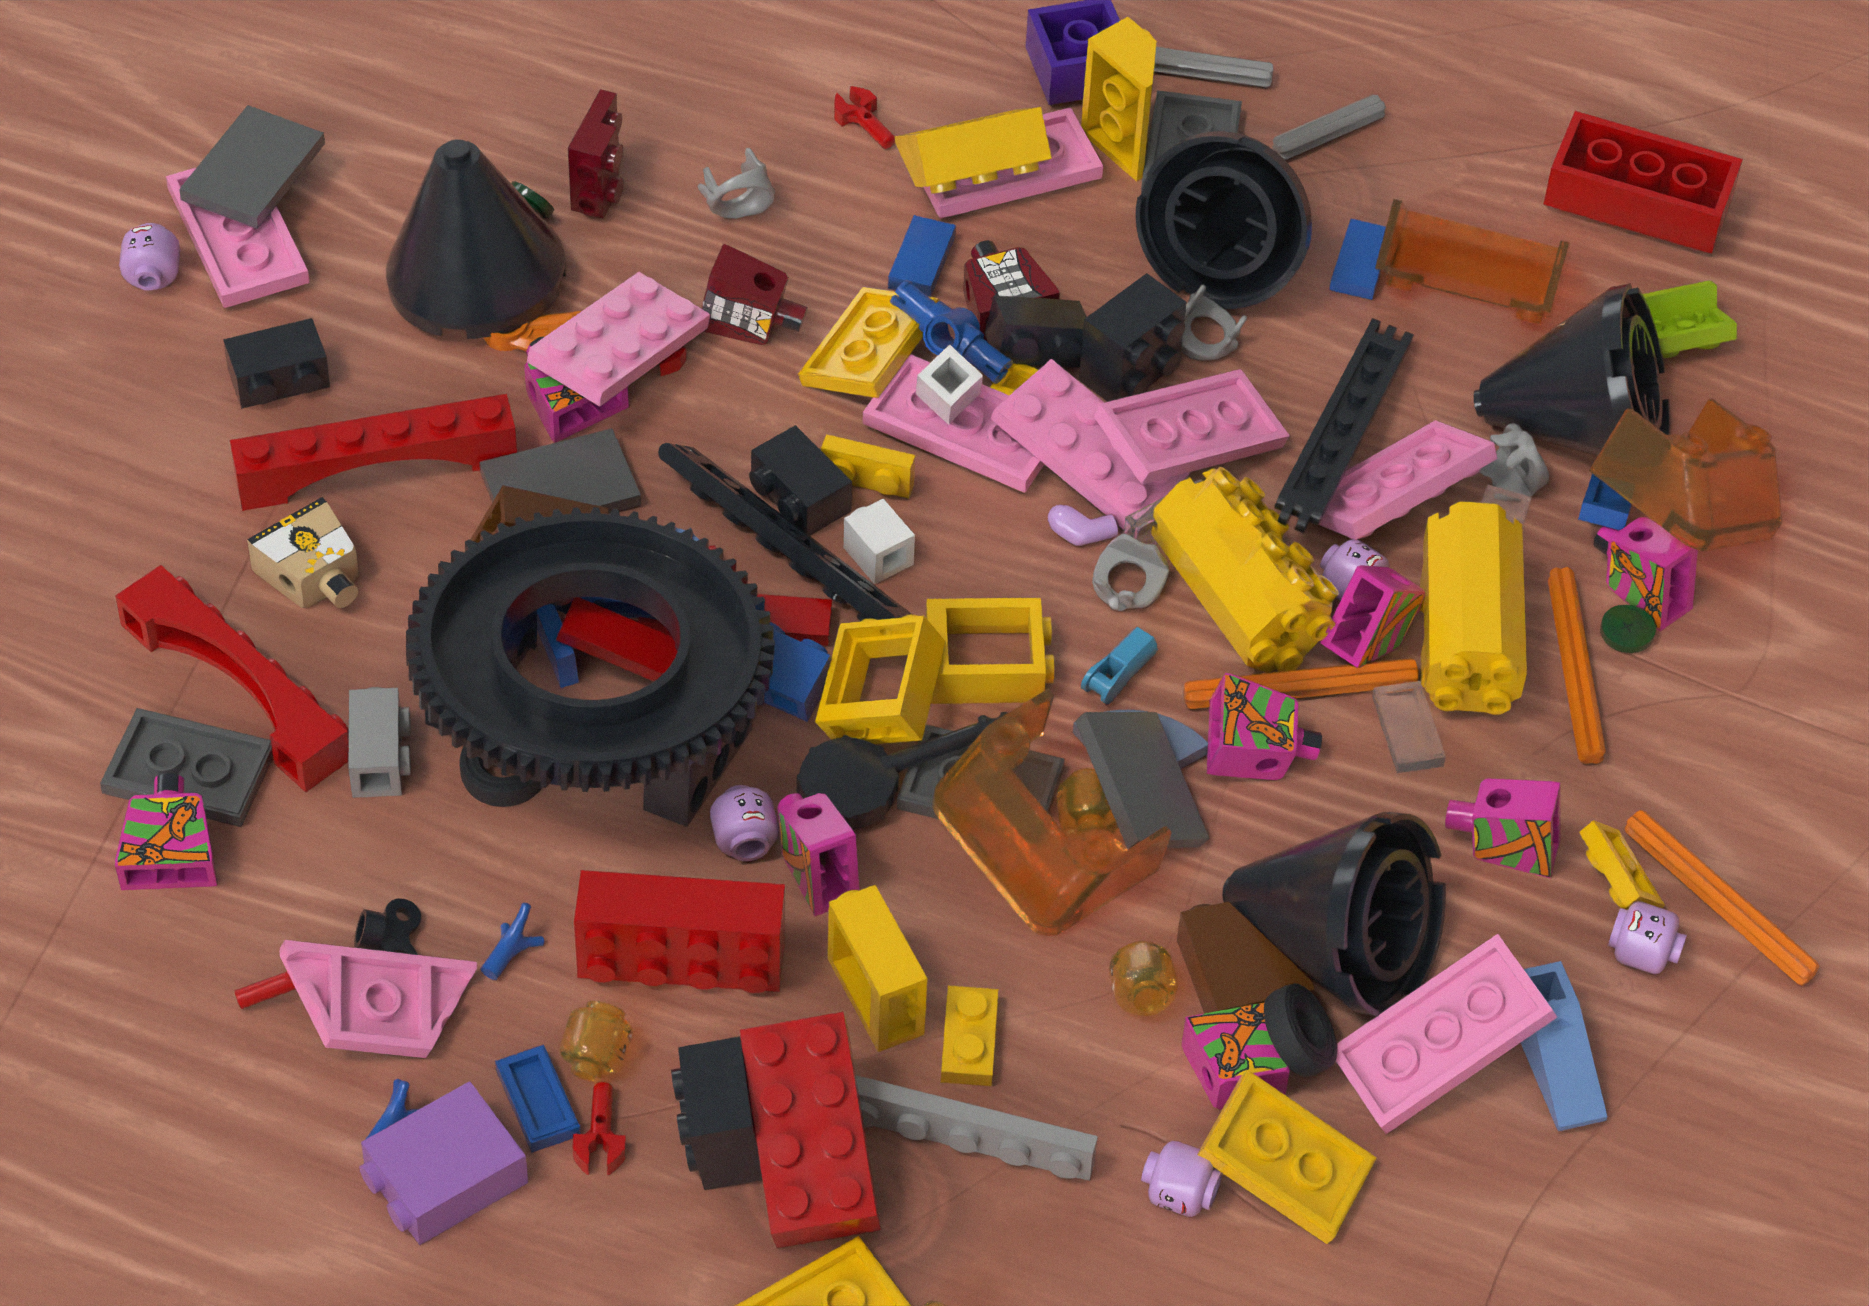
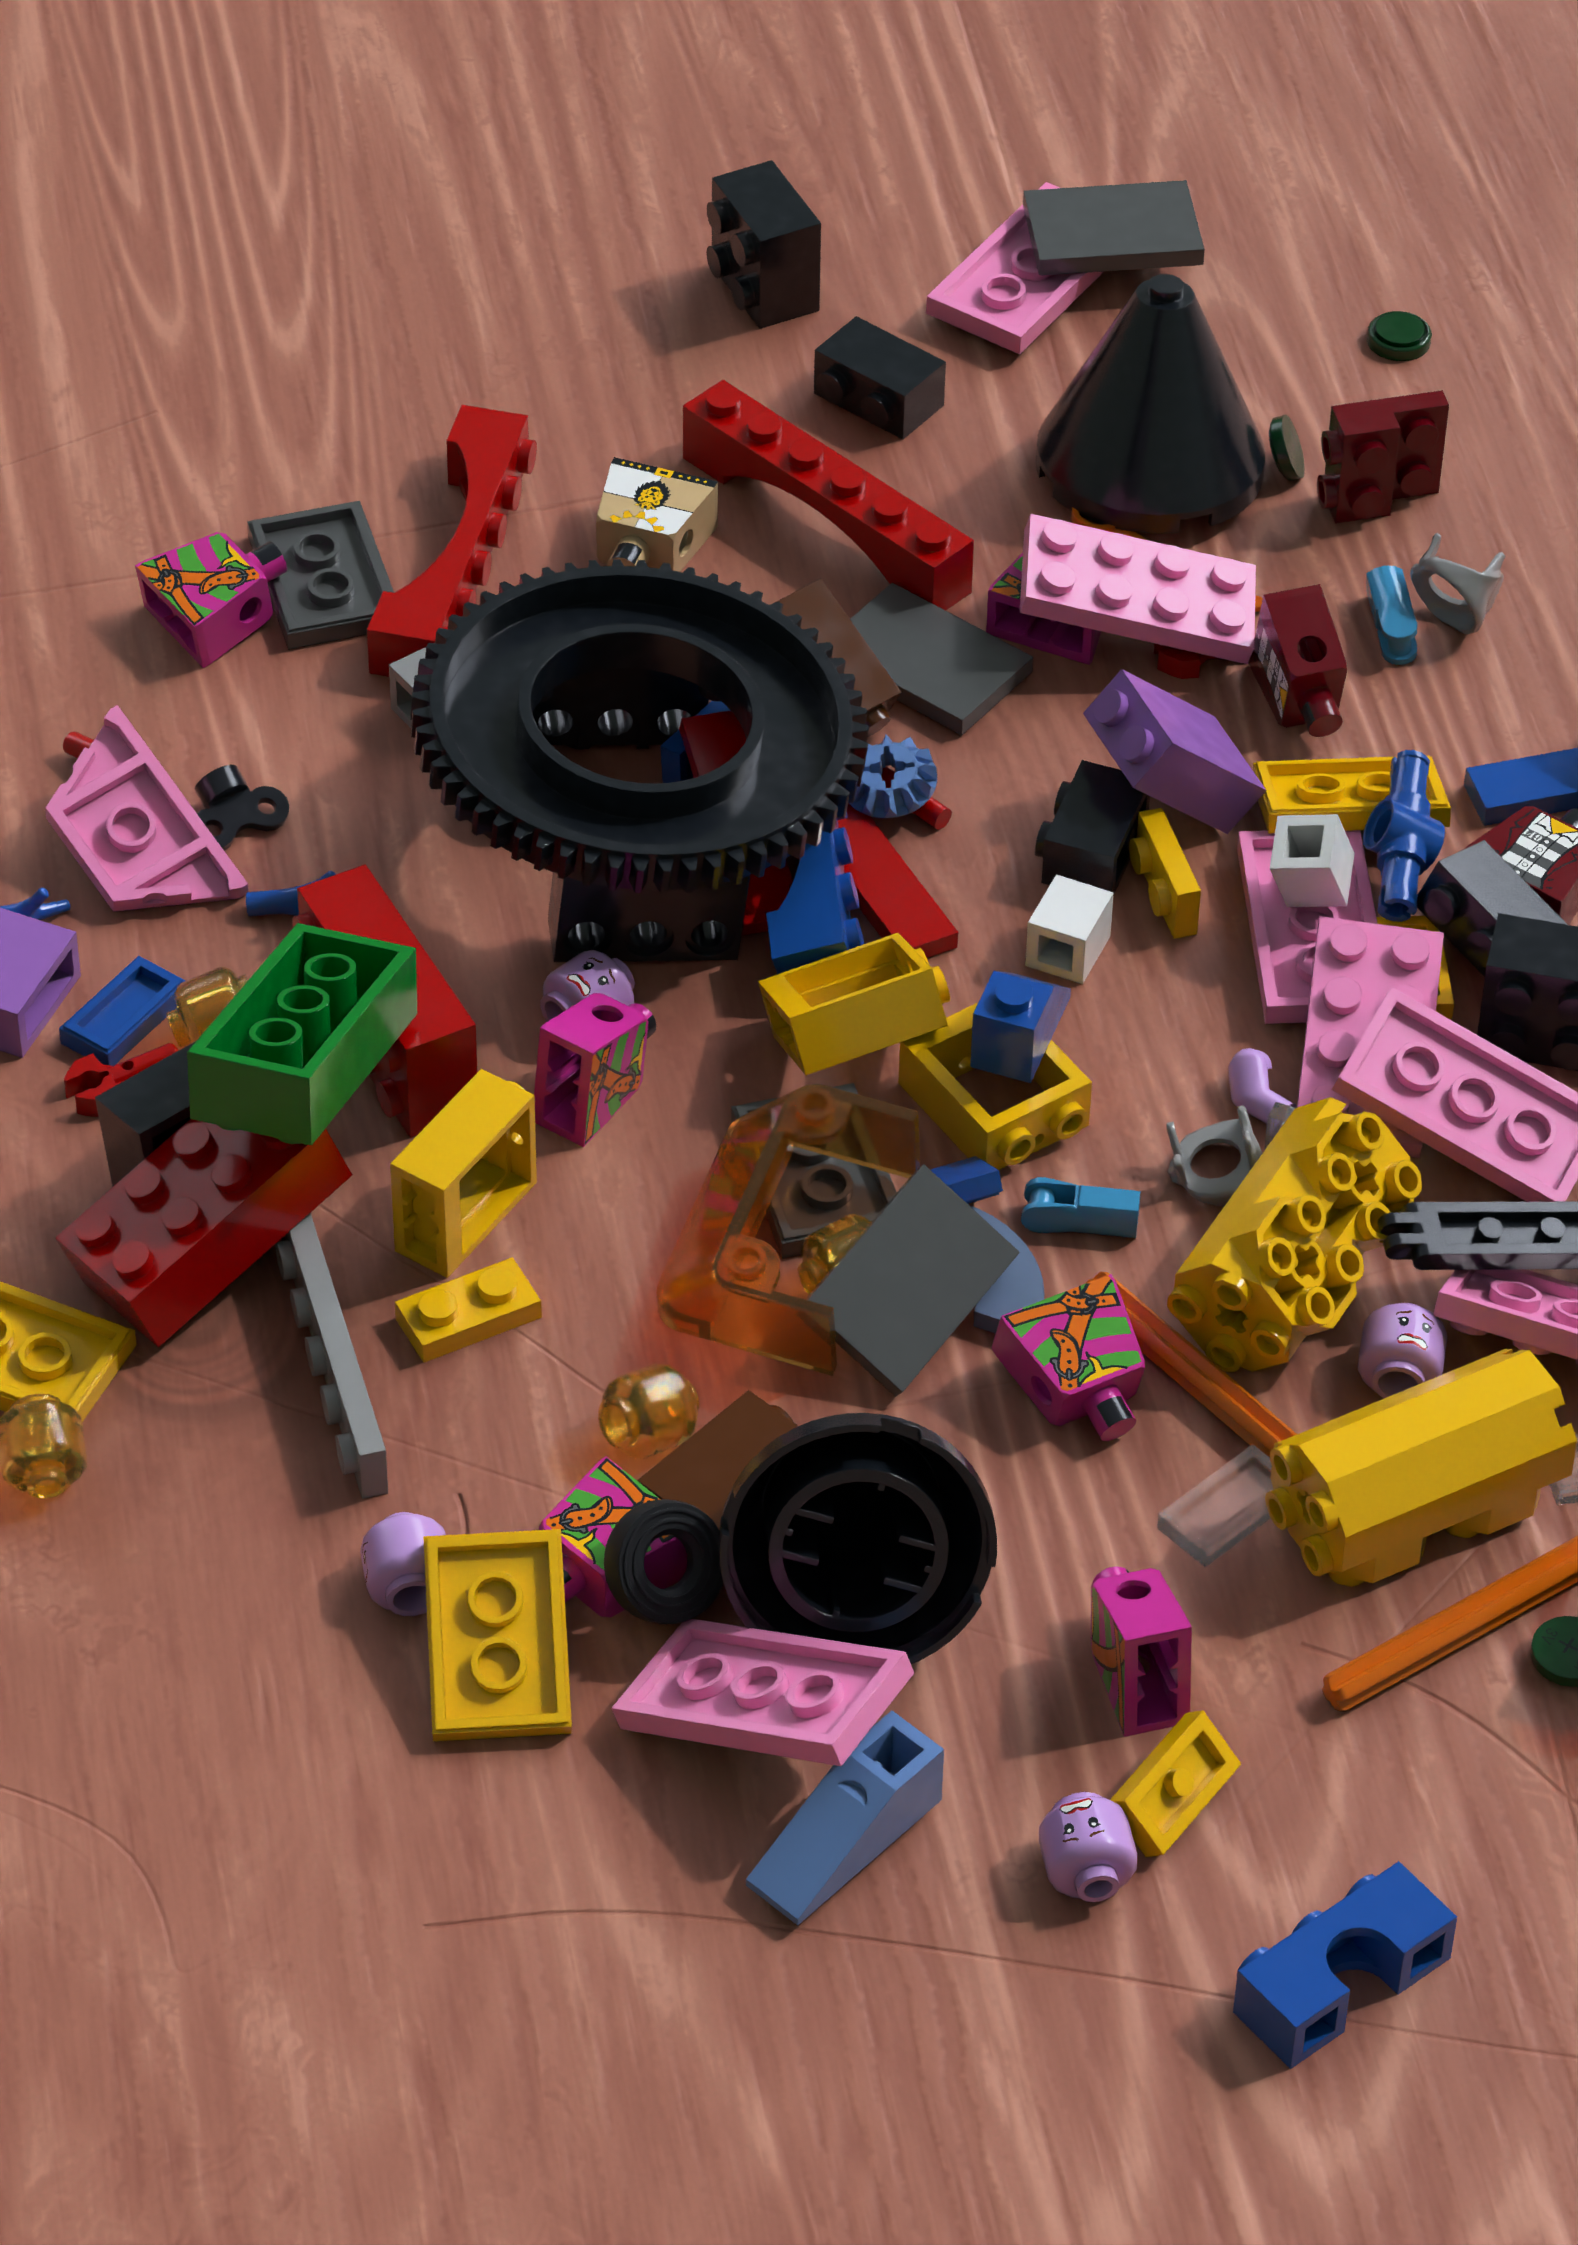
camera: 60 degrees right, 5 degrees down
(104, 347) = (765, 244): none -> black brick
(151, 255) = (930, 225): lavender head -> none
(462, 93) = (1399, 336): none -> dark green piece
(715, 231) = (1392, 614): none -> dark azure bar
(770, 974) = (302, 1034): none -> green brick
(779, 534) = (1005, 852): black hinge -> none
(789, 399) = (1174, 751): none -> medium lavender brick
(865, 778) = (718, 1056): black piece -> none
(979, 601) = (1015, 1024): none -> blue slope
(1063, 713) = (971, 1179): none -> blue tile
(1377, 607) = (1332, 1370): dark pink torso -> none
(1722, 897) = (1223, 1908): orange axle -> none
(1809, 895) = (1381, 1927): none -> blue arch

